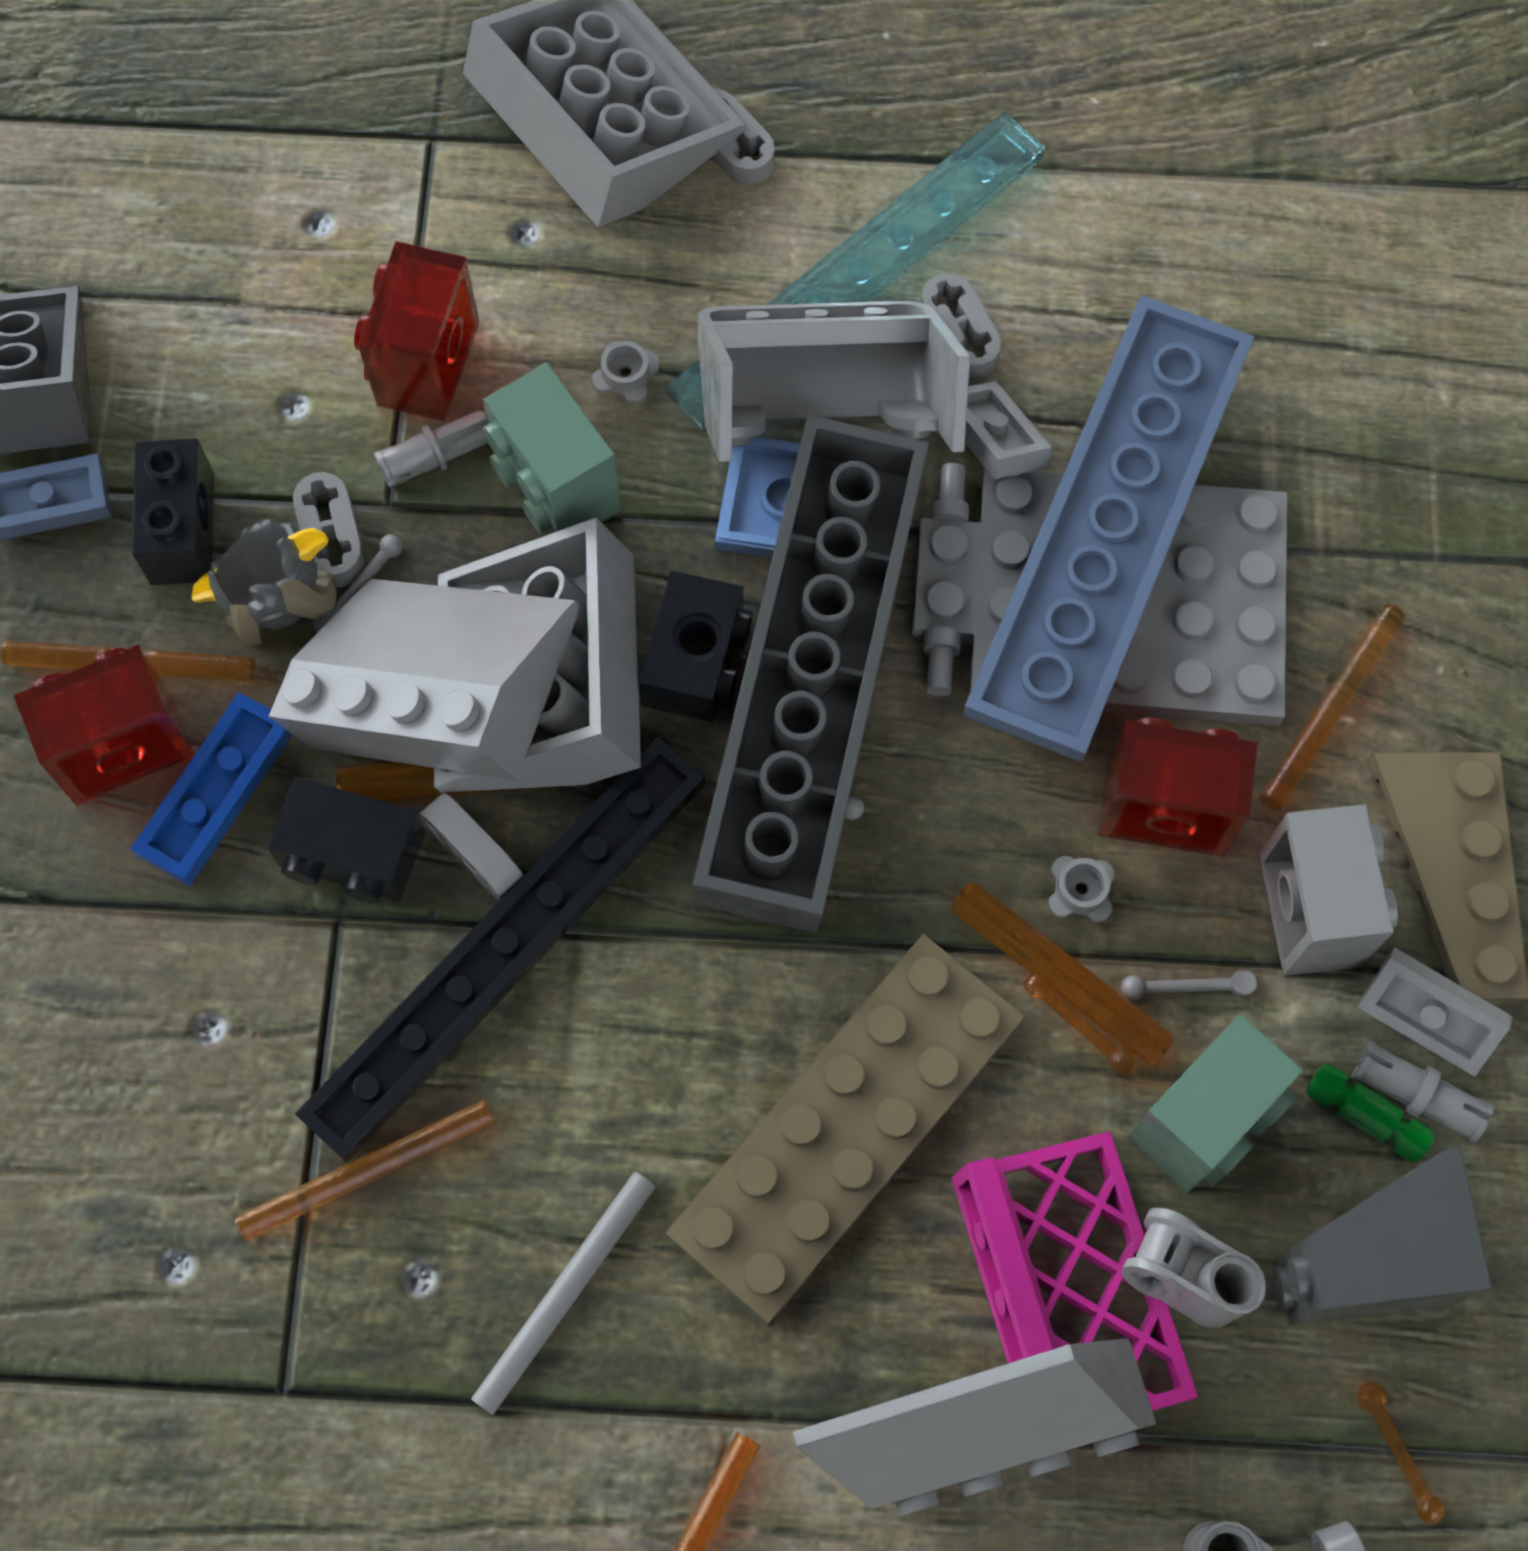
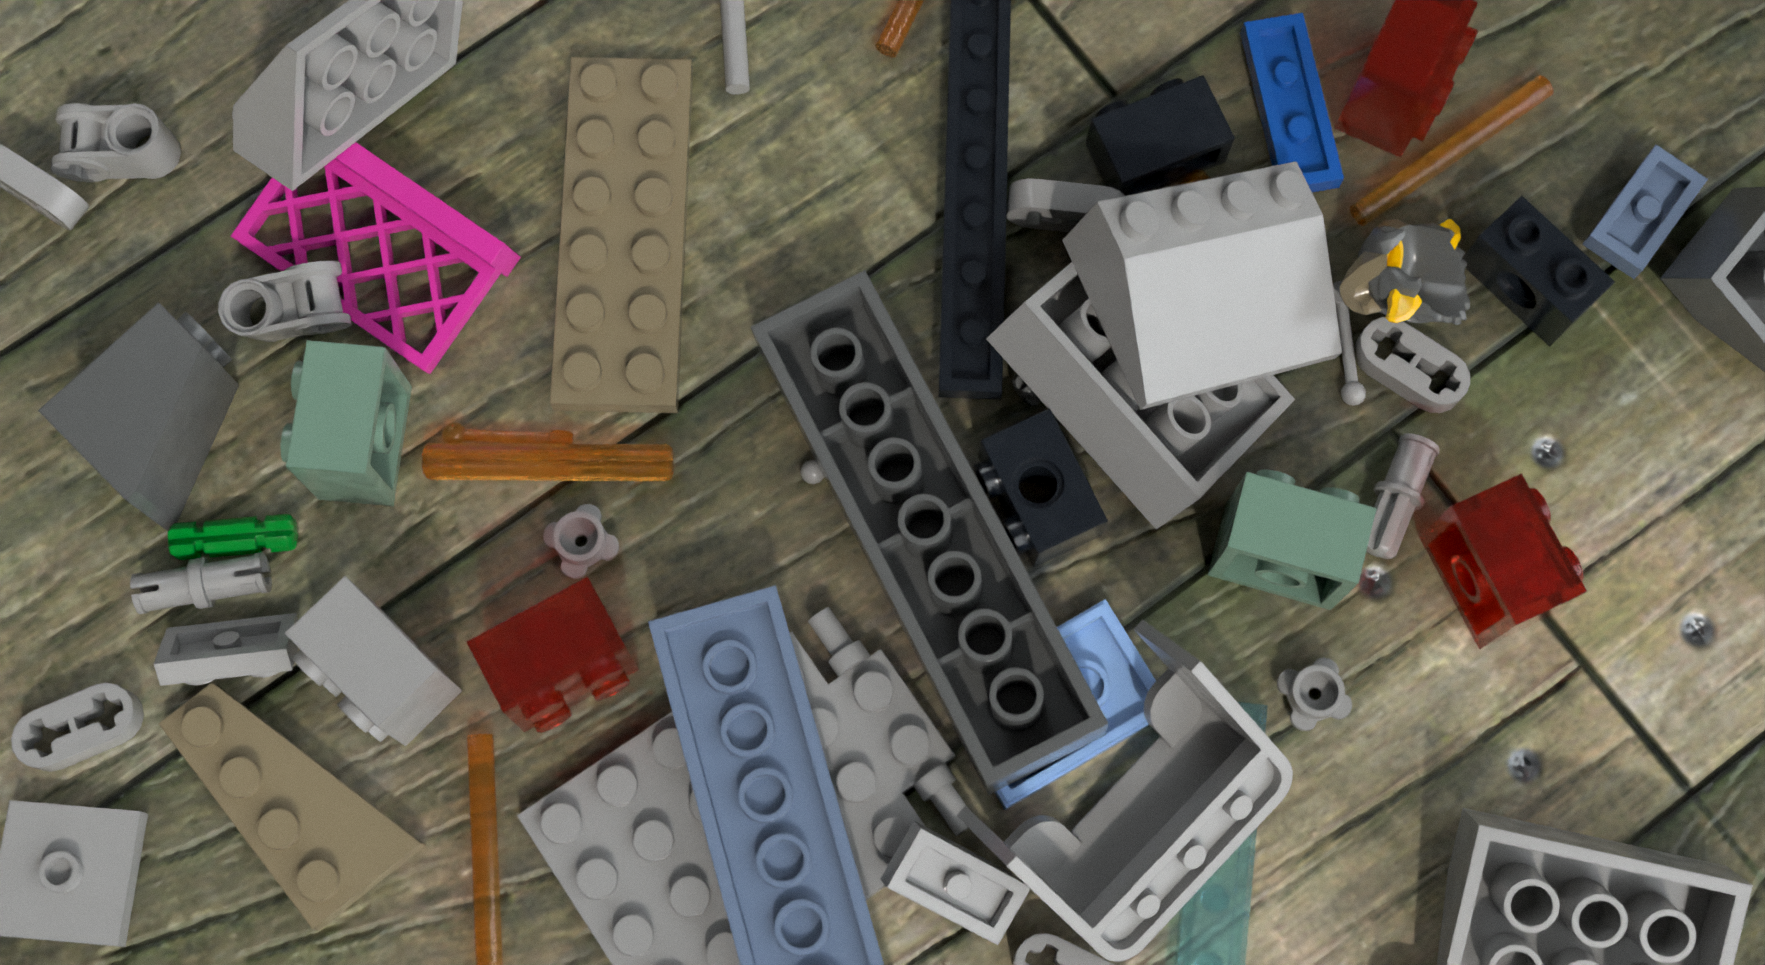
camera: 140 degrees right, 5 degrees up
(1240, 984) = (404, 567): light grey hinge -> none
(1372, 1398) = (102, 333): clear orange hinge -> none

